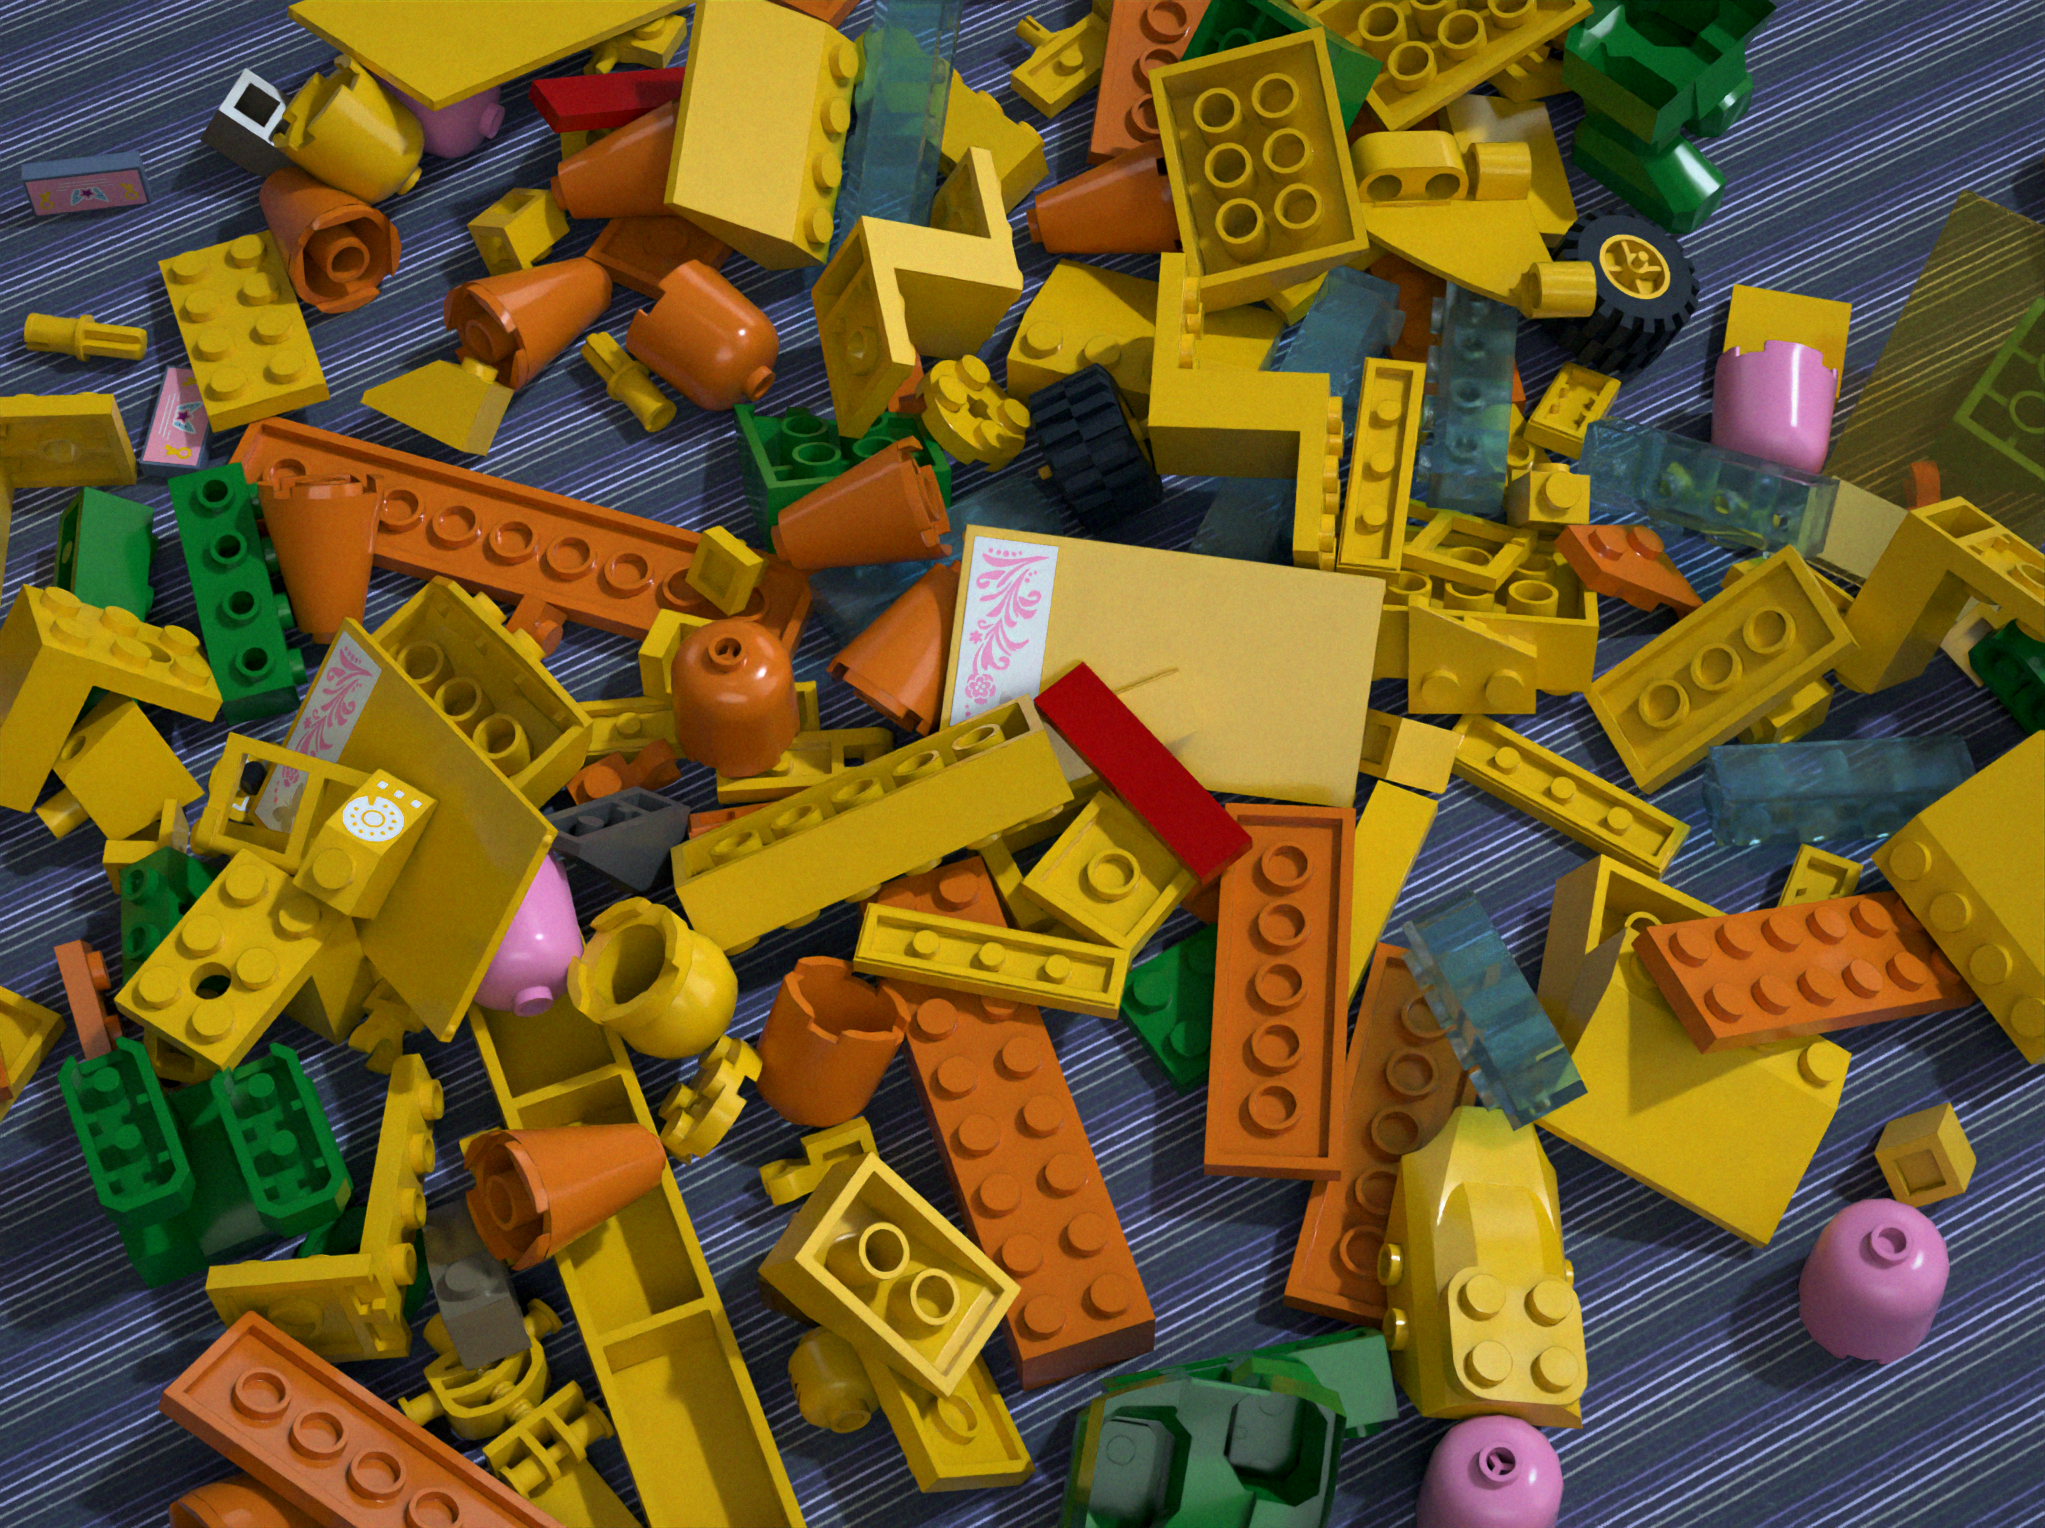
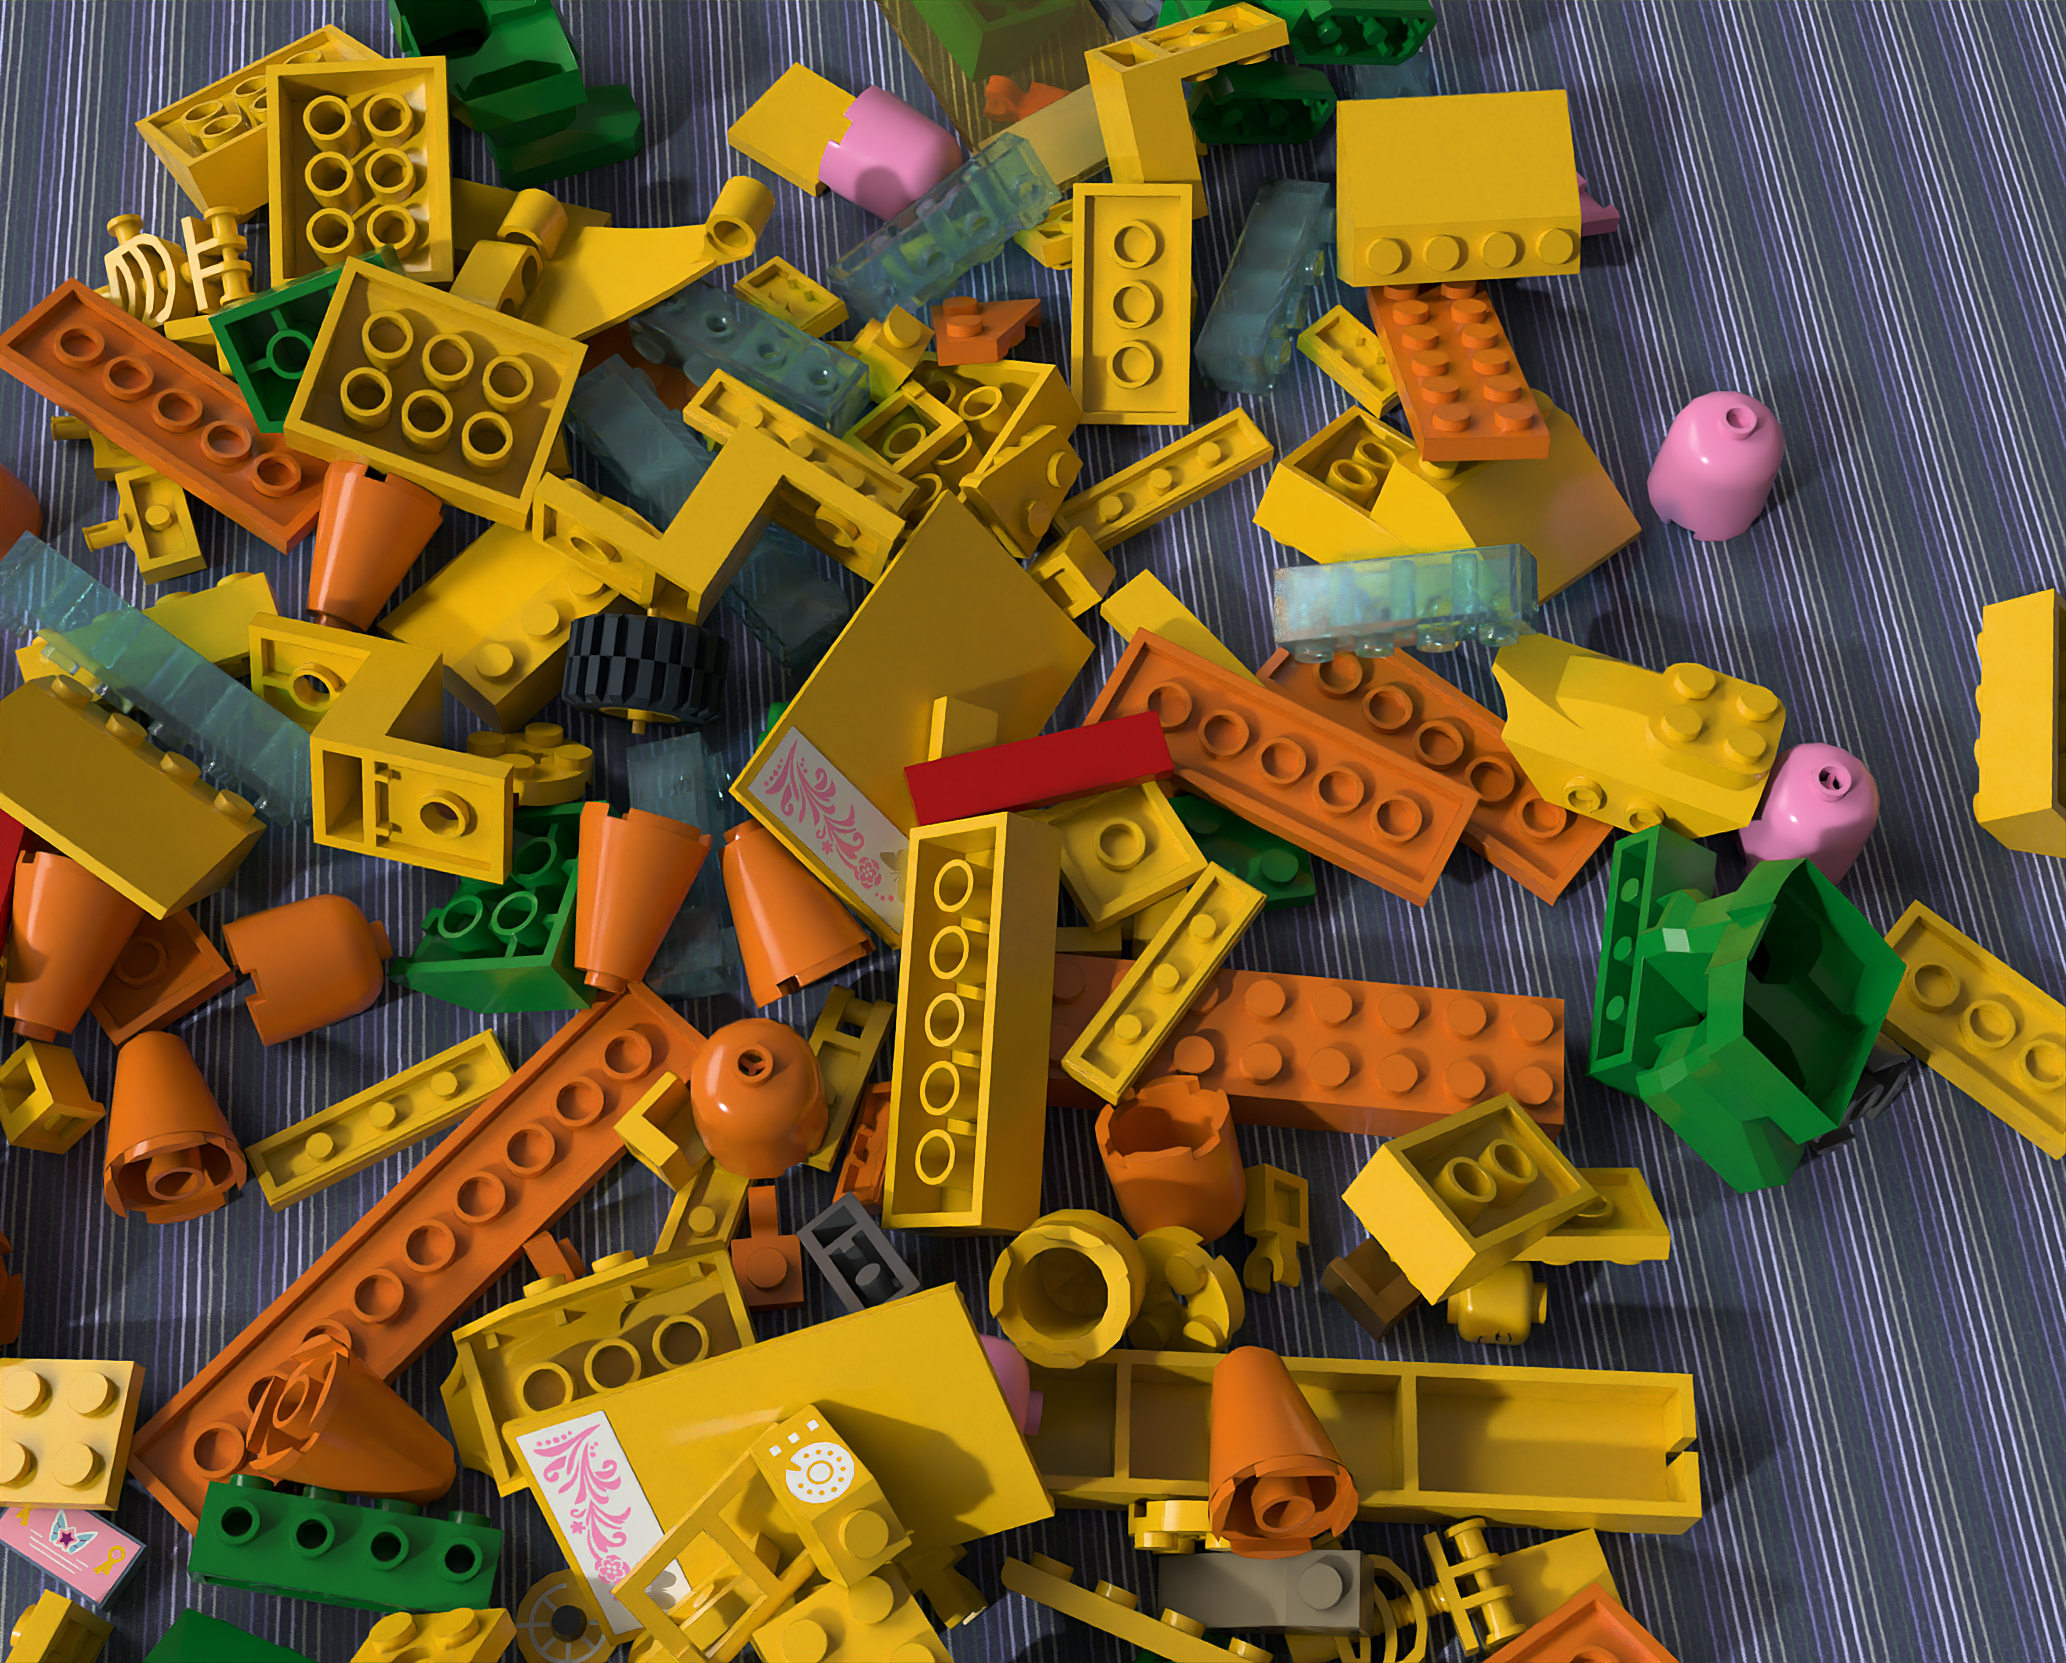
camera: 70 degrees left, 5 degrees up
(447, 402) = (223, 1252): yellow slope -> none
(612, 463) = (379, 1121): none -> yellow tile
(628, 381) = (287, 1067): yellow axle -> none
(725, 570) = (596, 1052): yellow tile -> none
(1640, 295) = (681, 183): black wheel -> none
(1926, 1156) = (1612, 386): yellow panel -> none

